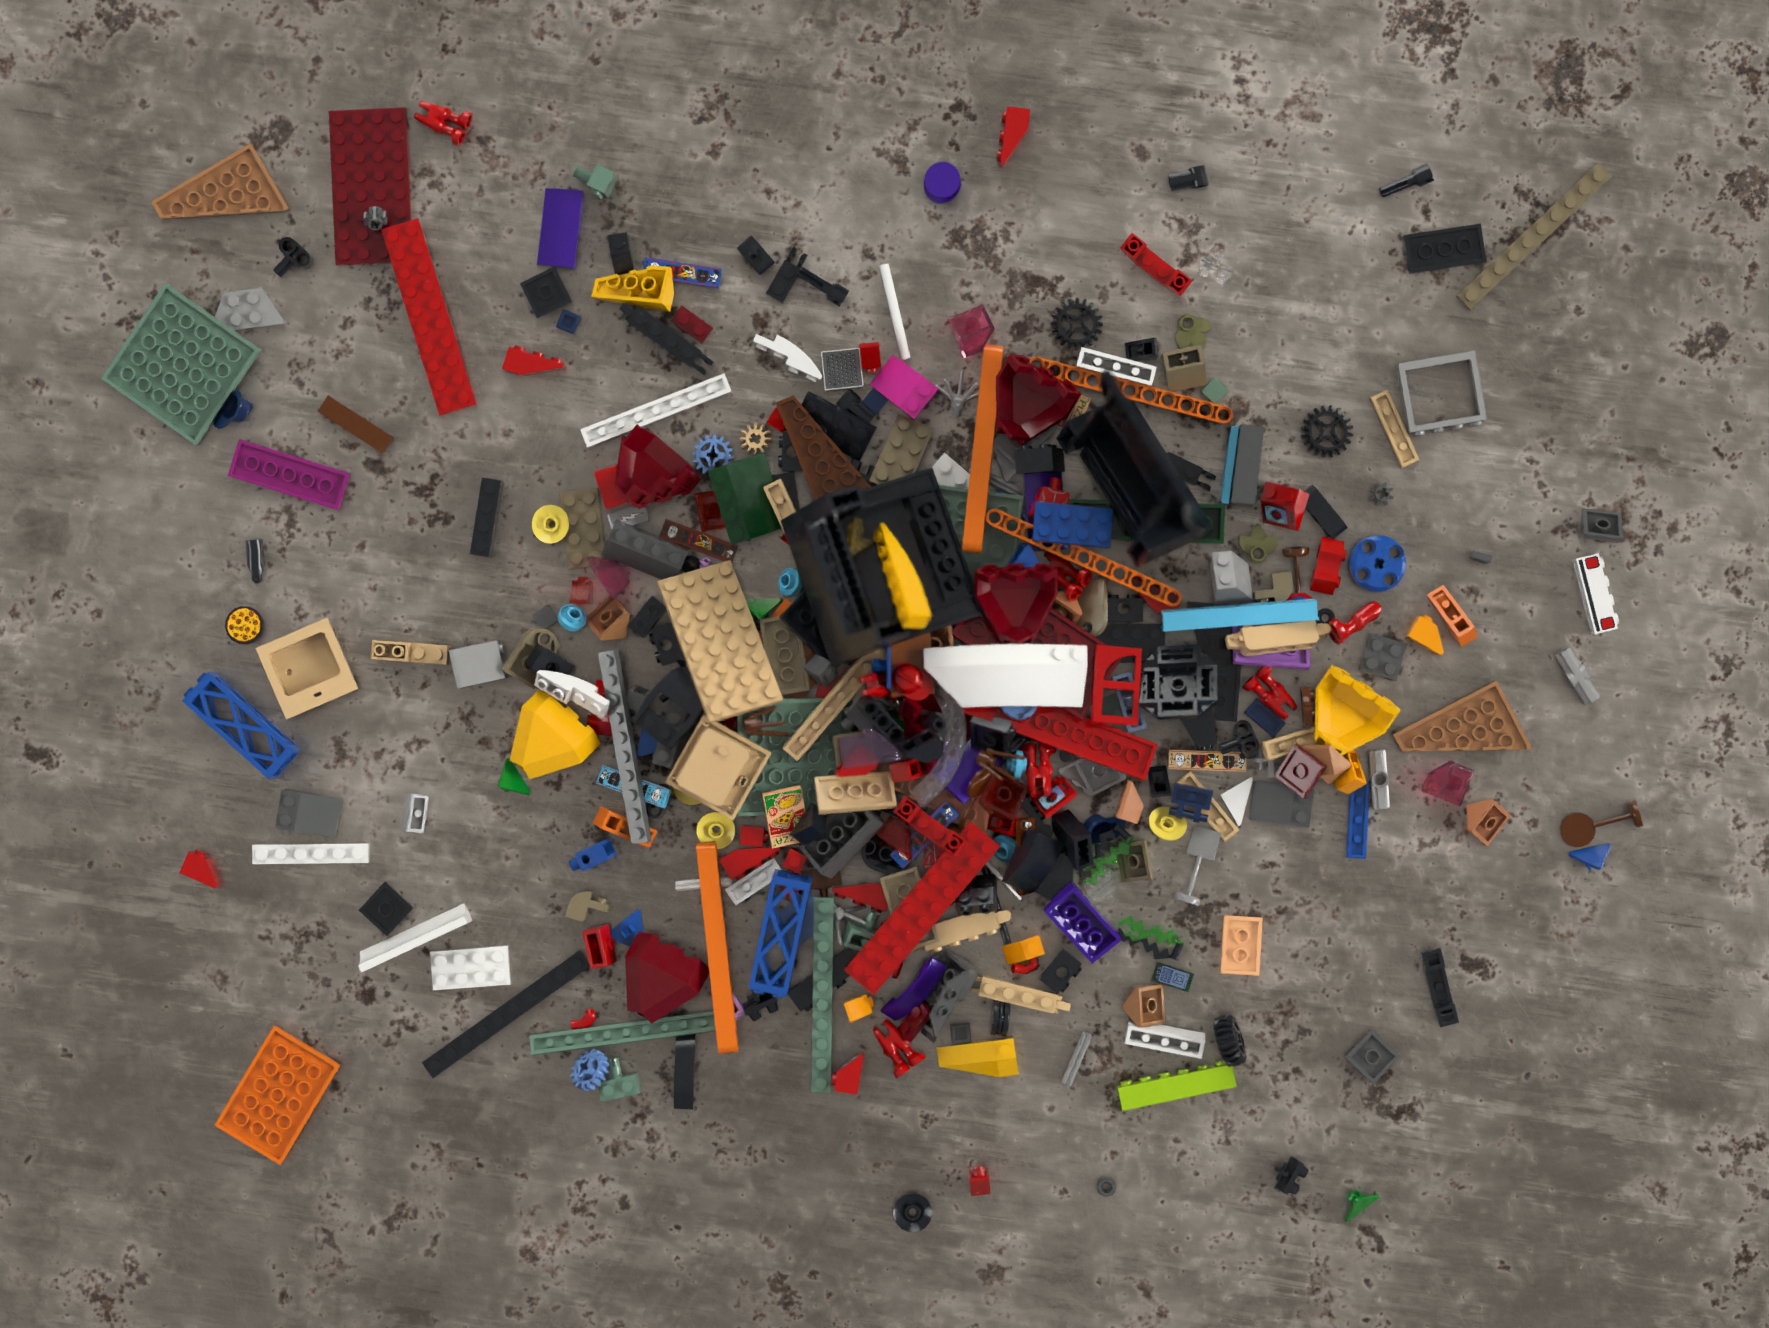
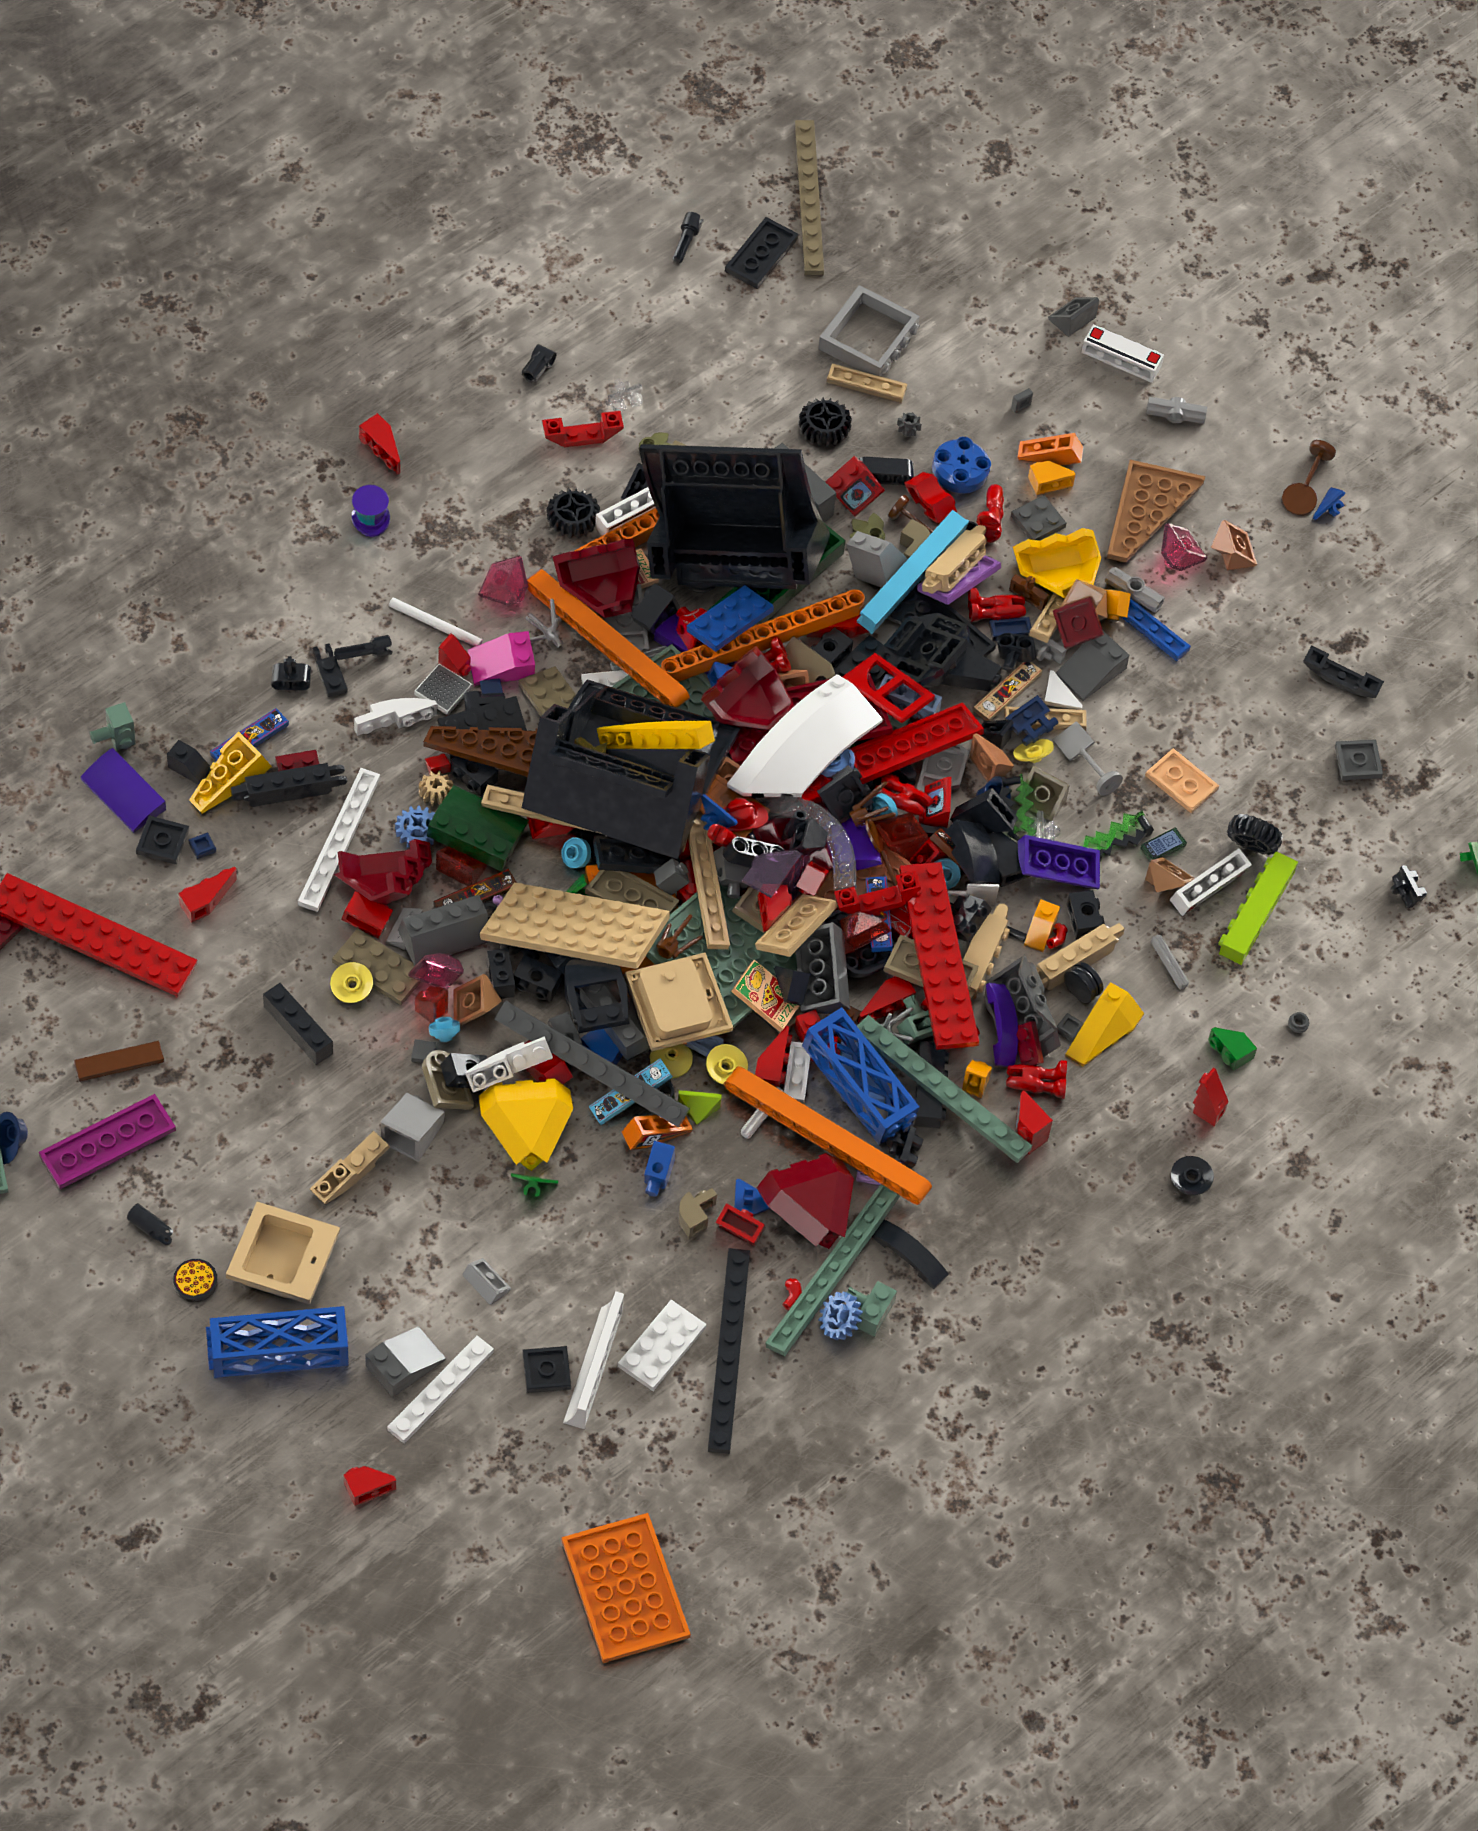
camera: 55 degrees left, 30 degrees down
(668, 838) = (700, 1104): none -> lime slope
(753, 835) = (756, 1042): red brick -> none
(1043, 1159) = (1233, 1046): none -> green slope

